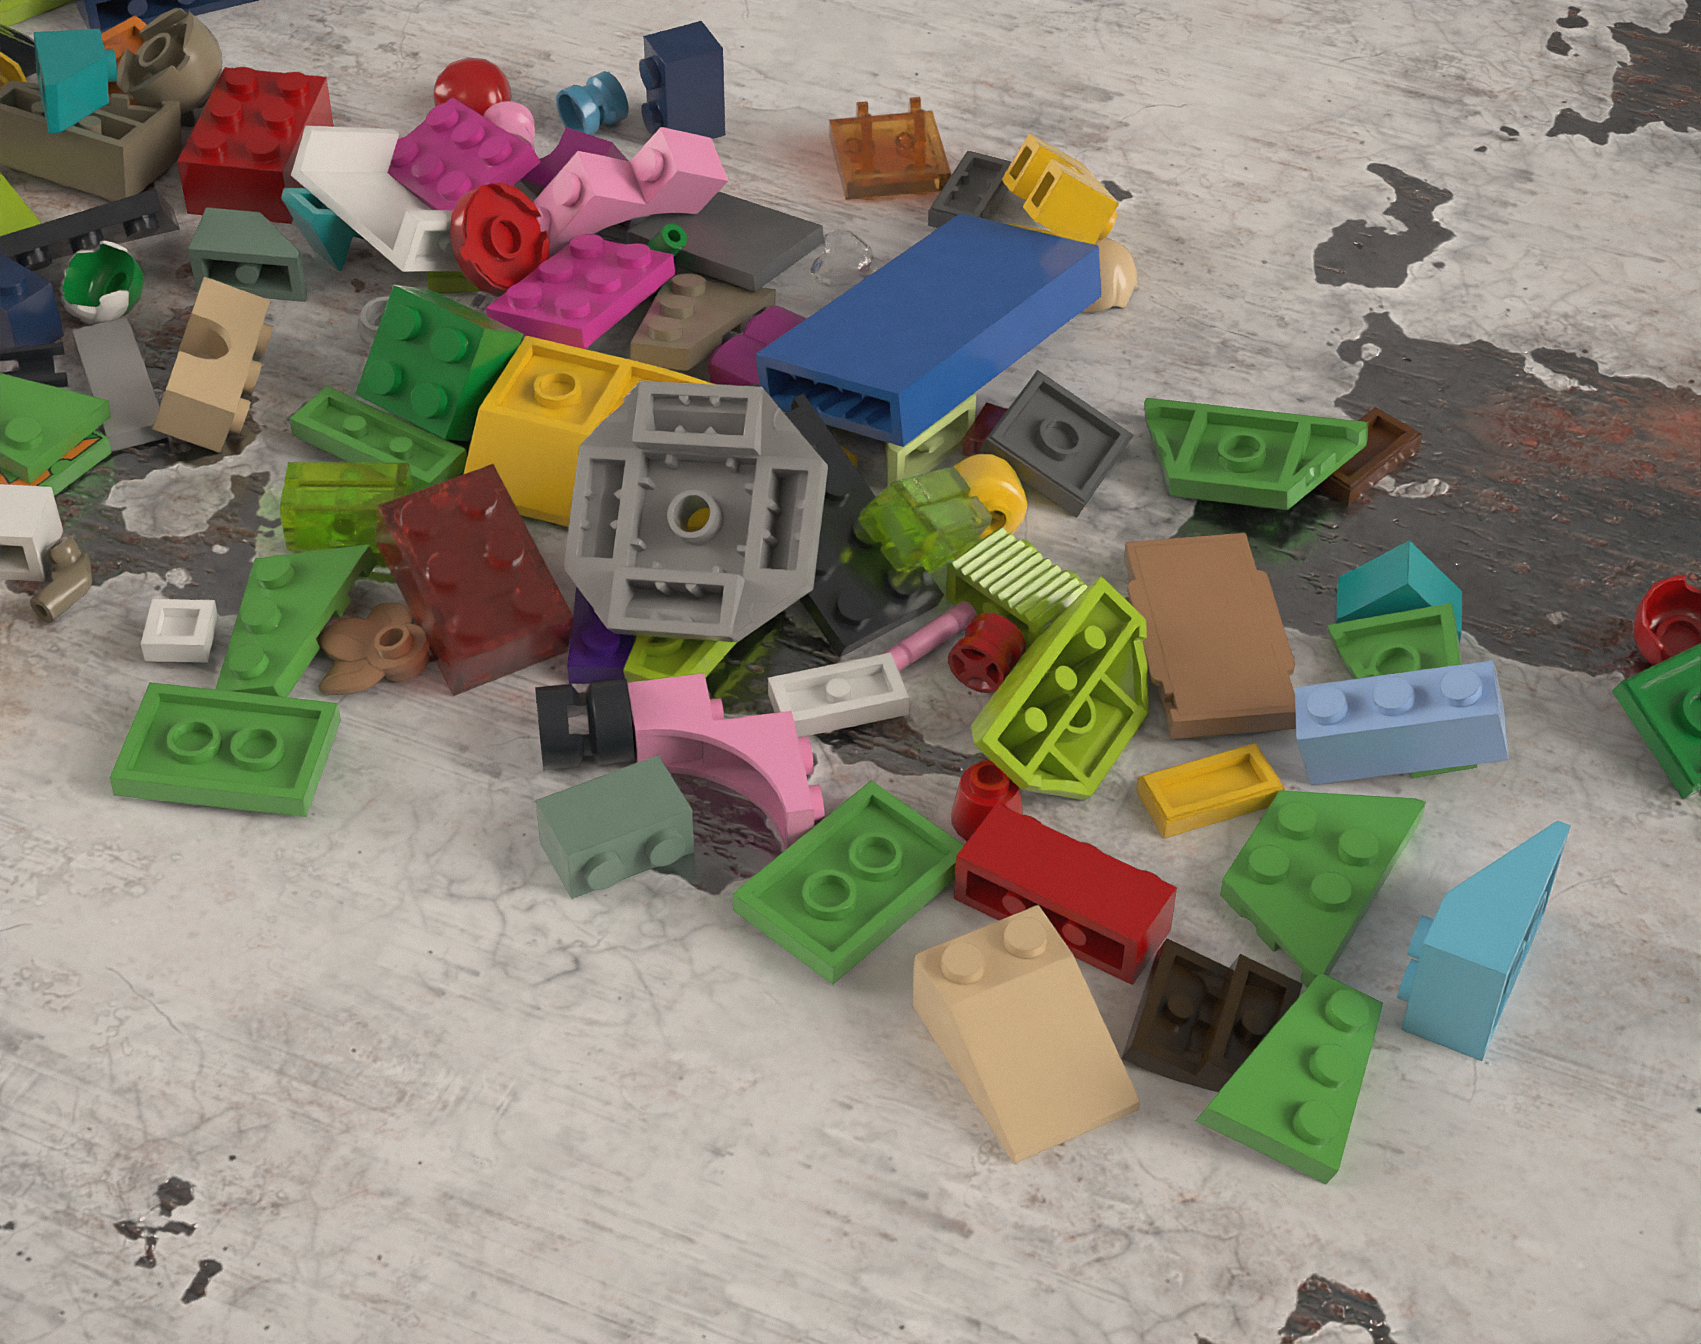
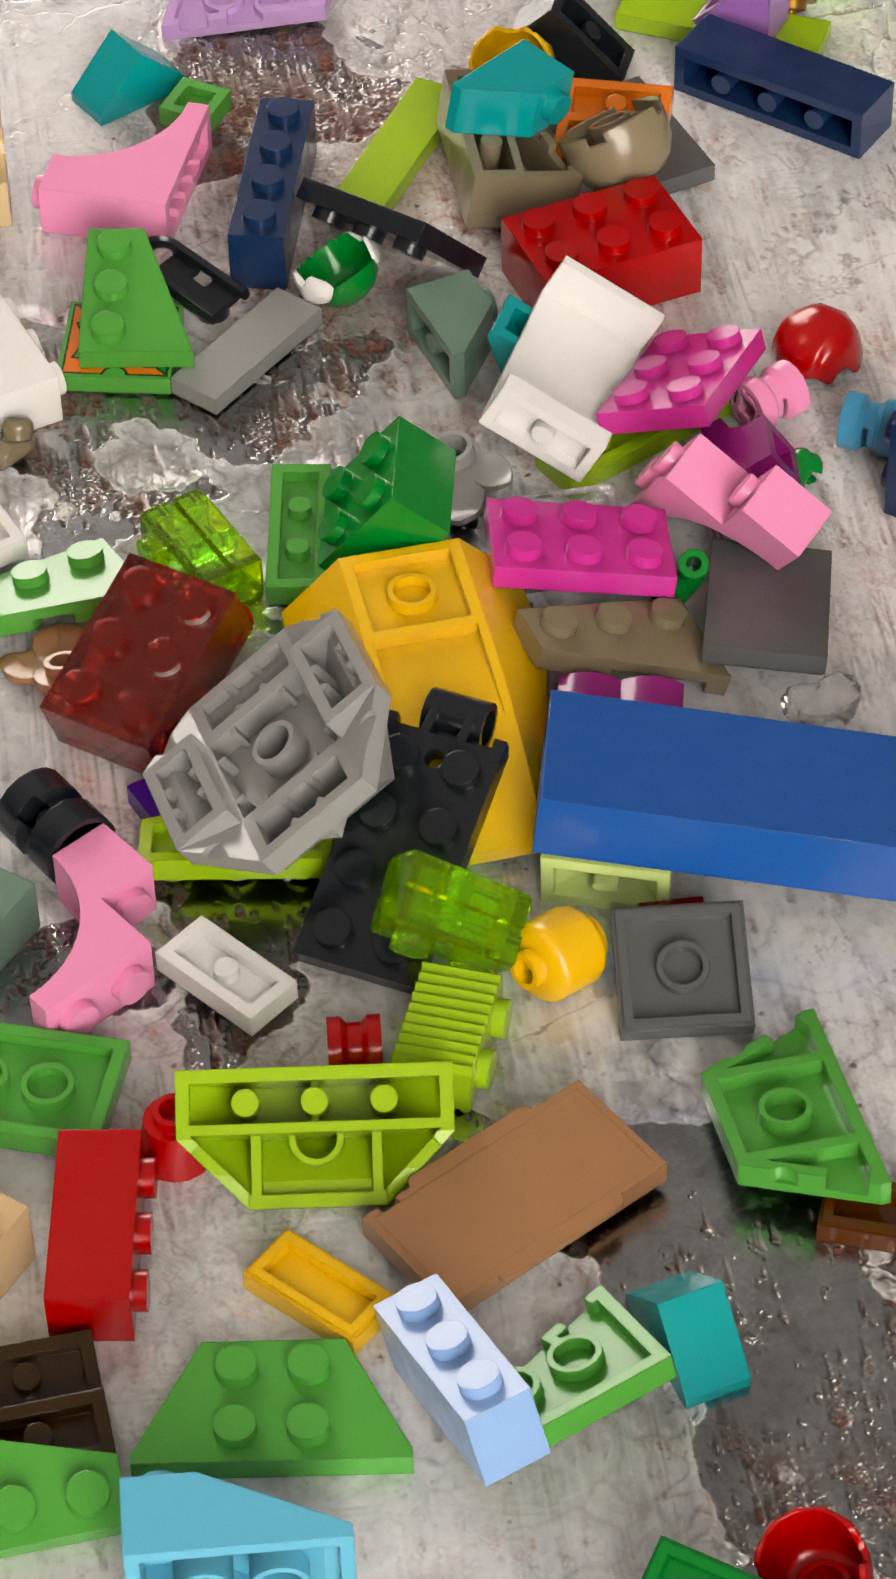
camera: 60 degrees right, 0 degrees up
(215, 366) = (254, 407): tan arch -> none
(497, 237) = (576, 453): red tile -> none
(932, 635) = (351, 1003): bright pink wheel -> none

